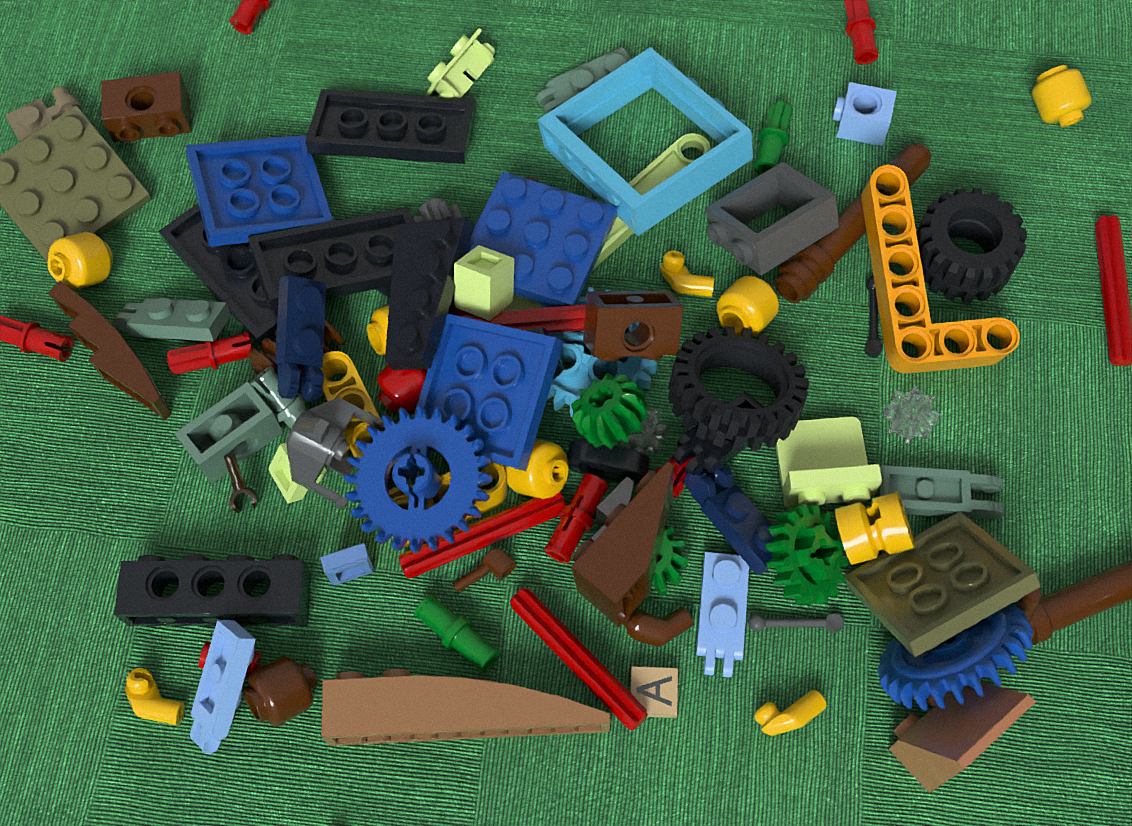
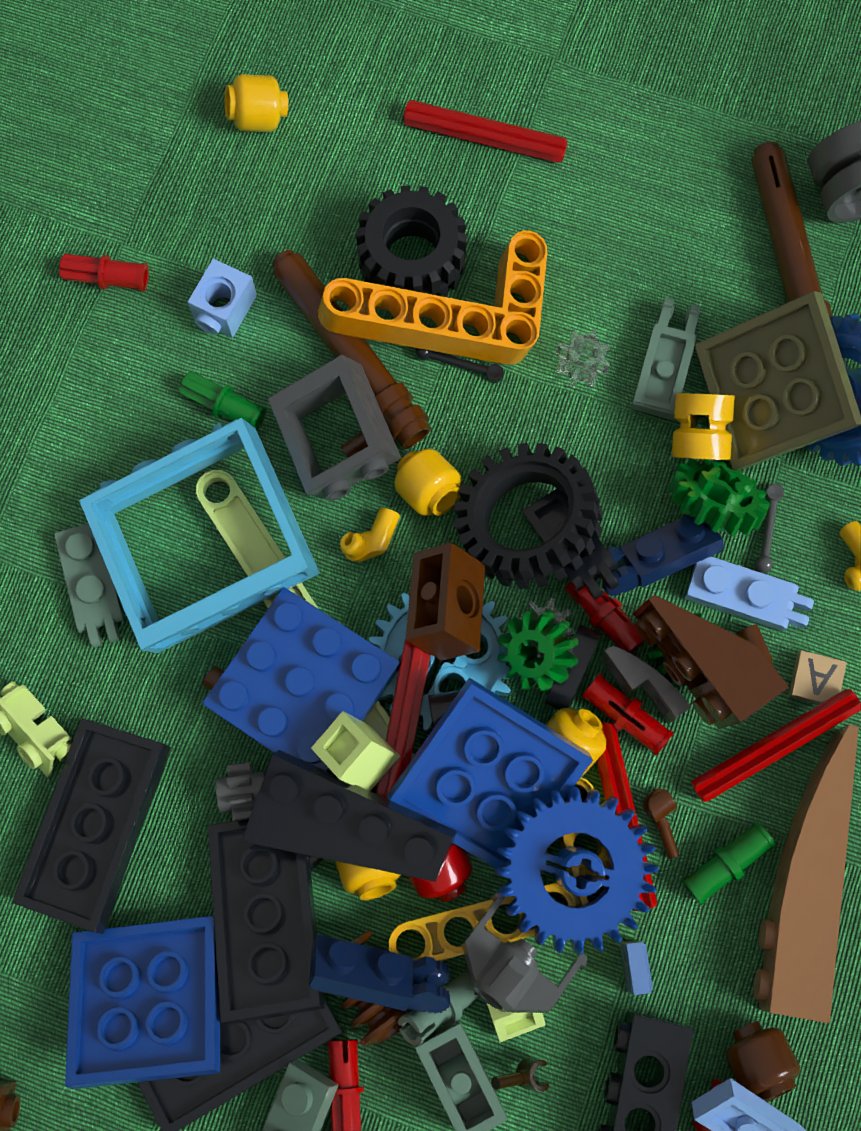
camera: 80 degrees left, 10 degrees up
(826, 463) = (622, 452): yellowish green bracket -> none

